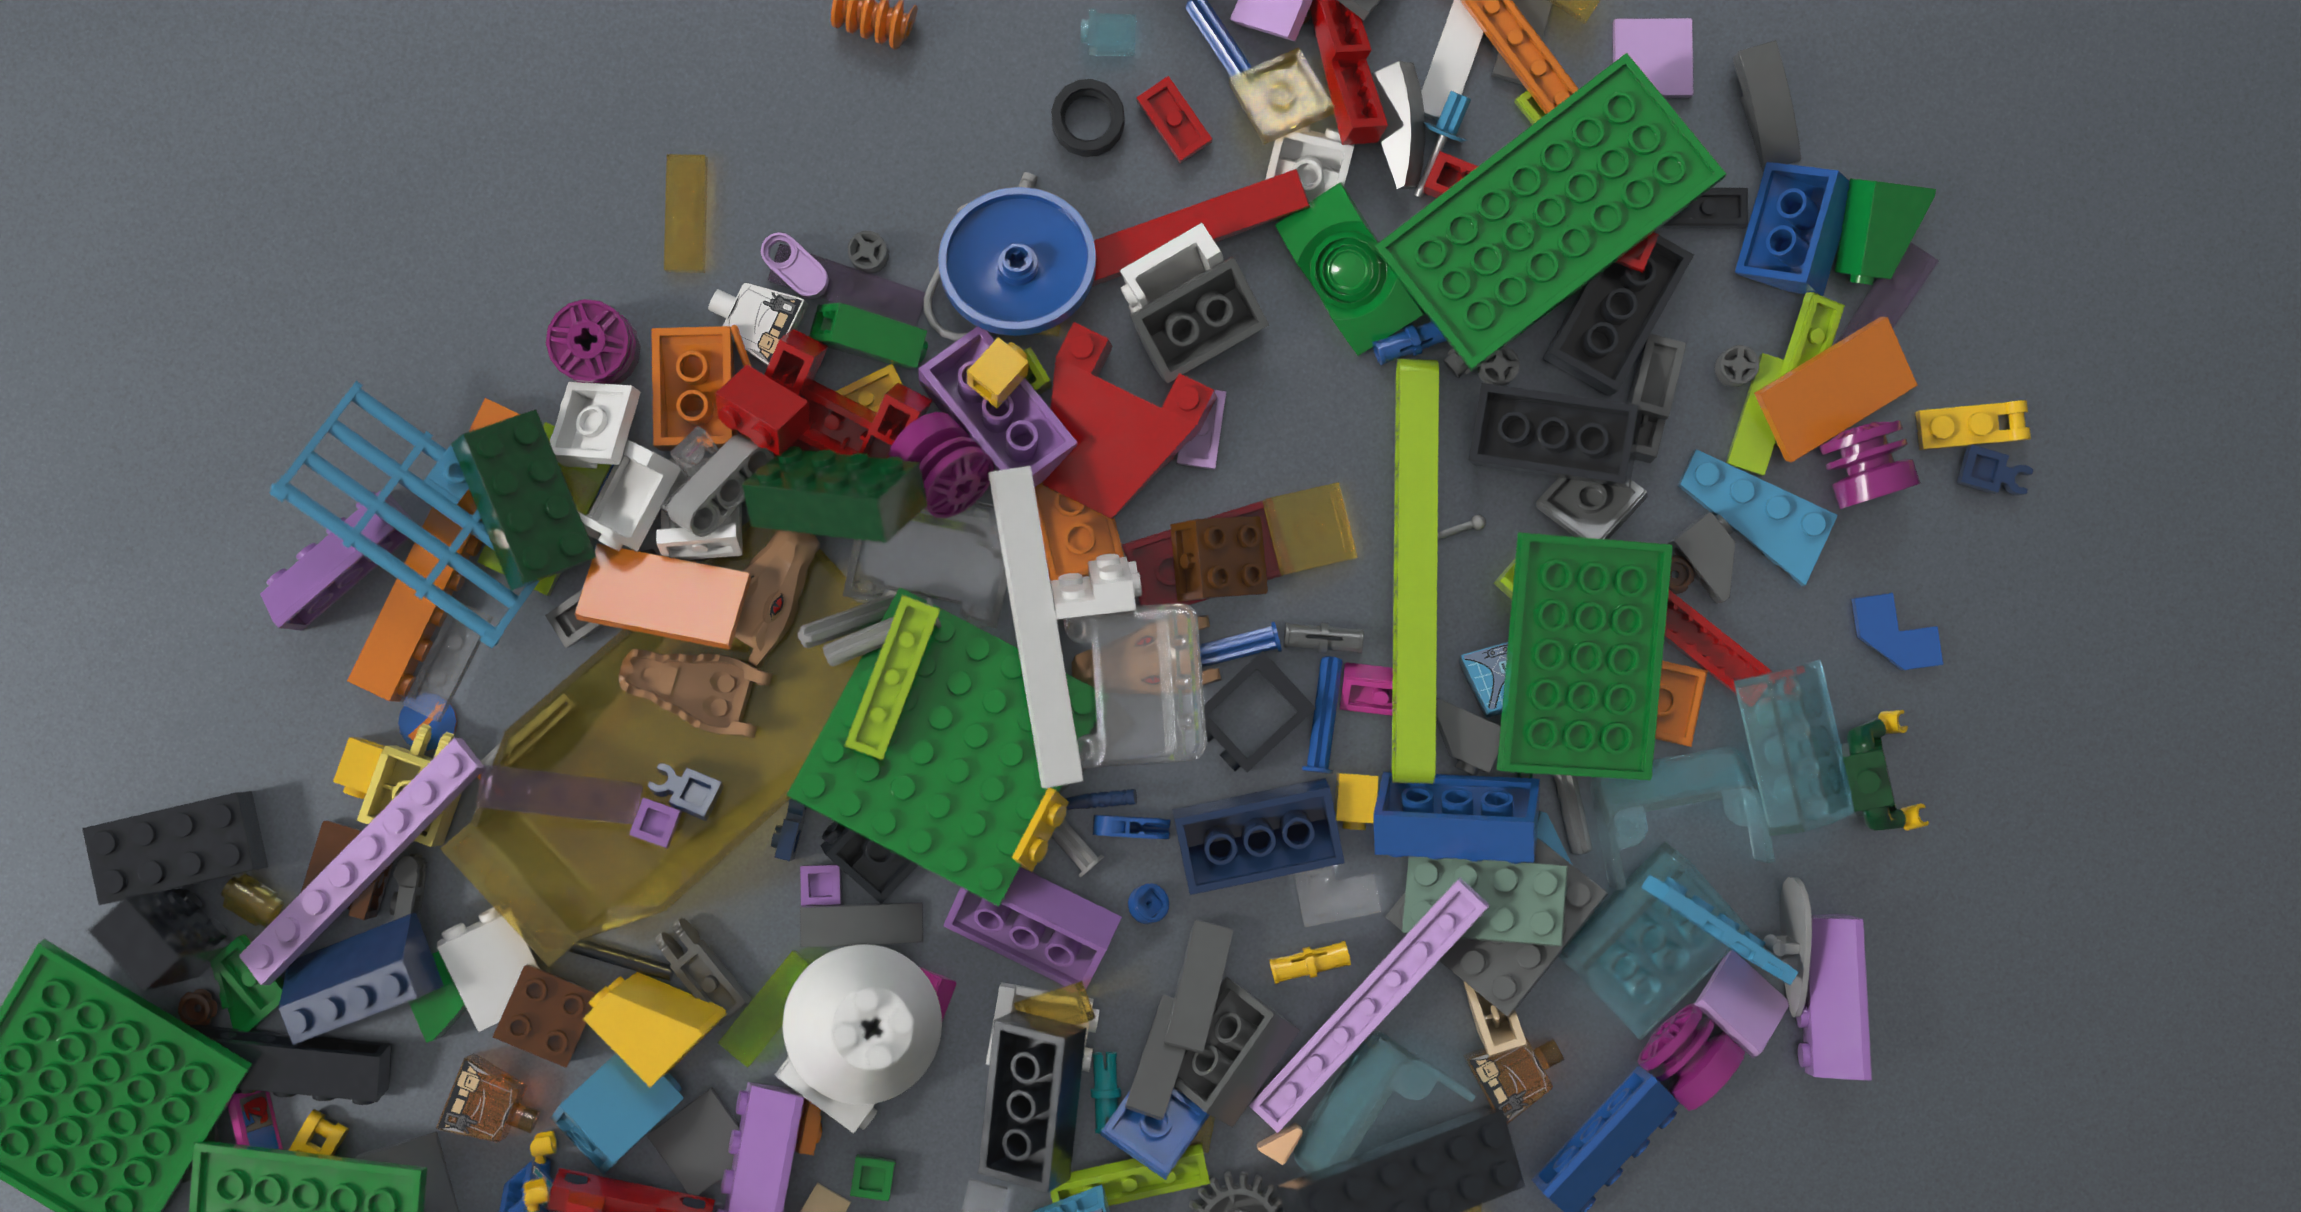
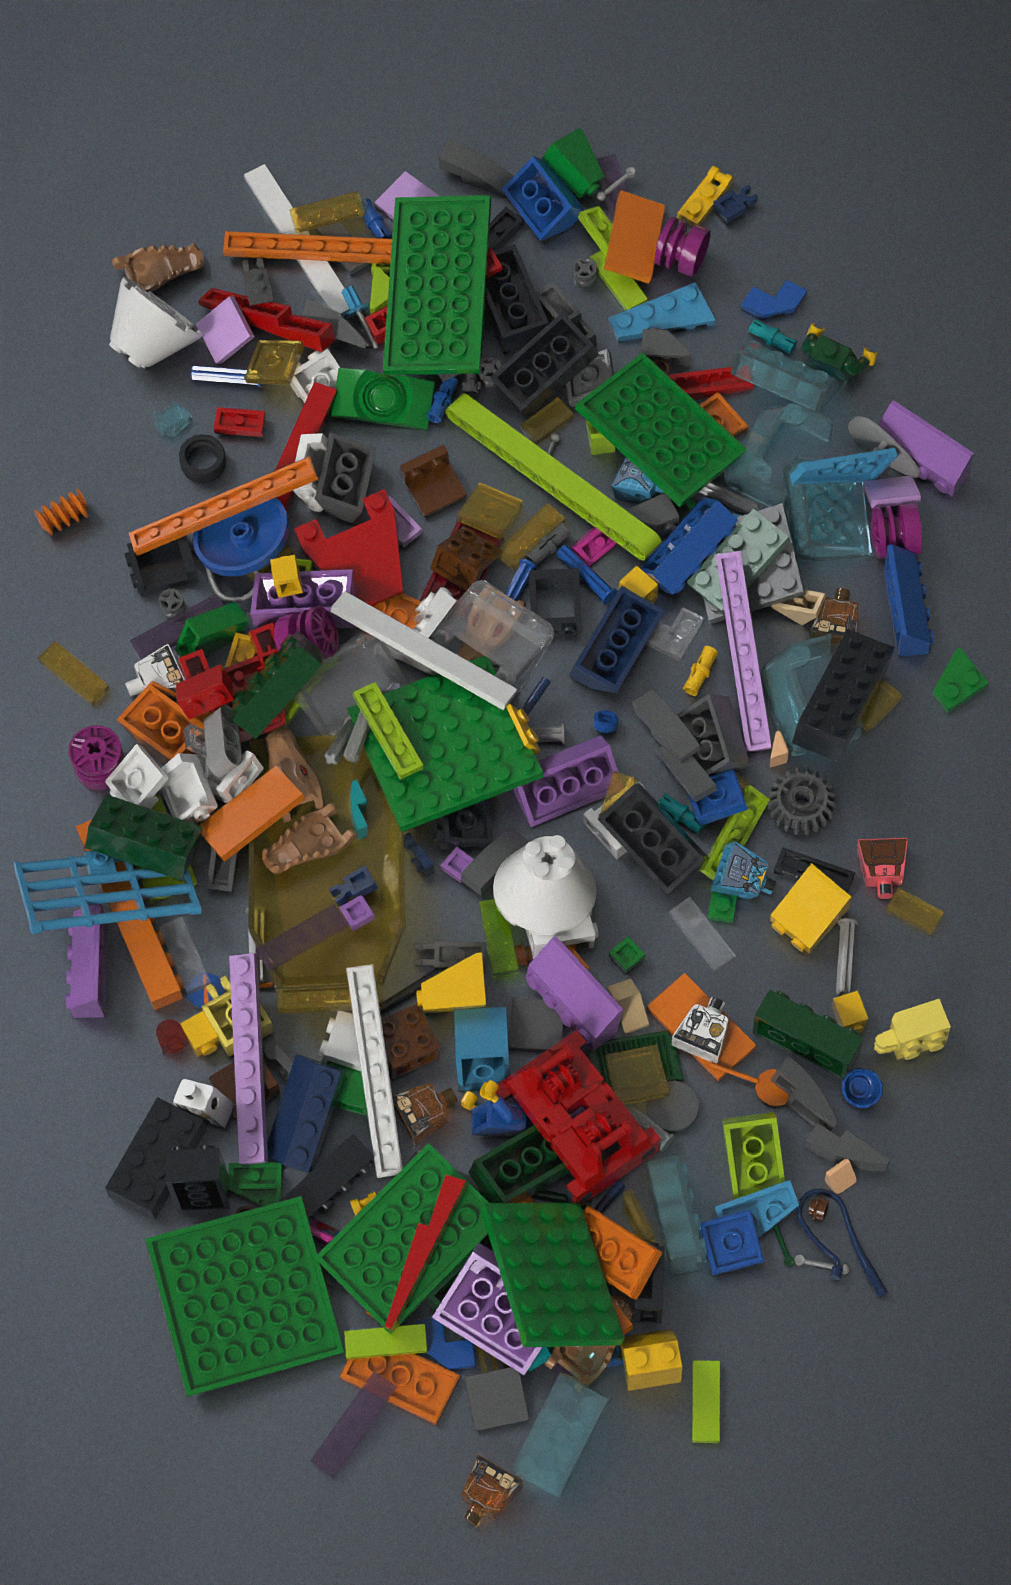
camera: 45 degrees left, 20 degrees down
(251, 900) = (220, 1139): clear yellow brick -> none
(276, 840) = (197, 1100): none -> white torso
(332, 733) = (170, 1036): none -> clear red plate
(470, 1019) = (374, 1070): none -> white tile
(772, 1055) = (523, 954): none -> reddish brown plate
(793, 701) = (357, 806): none -> teal slope
(800, 271) = (152, 638): lavender piece -> none
(909, 192) = (162, 567): none -> black panel
(1031, 211) = (223, 506): none -> orange tile
(1131, 827) = (560, 699): blue piece -> none
(1288, 429) = (432, 481): none -> reddish brown bracket
(1320, 604) = (529, 535): none -> clear yellow plate
(1491, 137) = (379, 290): none -> lime slope
(1492, 492) = (547, 421): none -> clear yellow tile
(1589, 42) = (375, 221): none -> blue pin
(1842, 674) = (773, 336): none -> teal pin
(1926, 304) = (630, 172): none -> light grey hinge

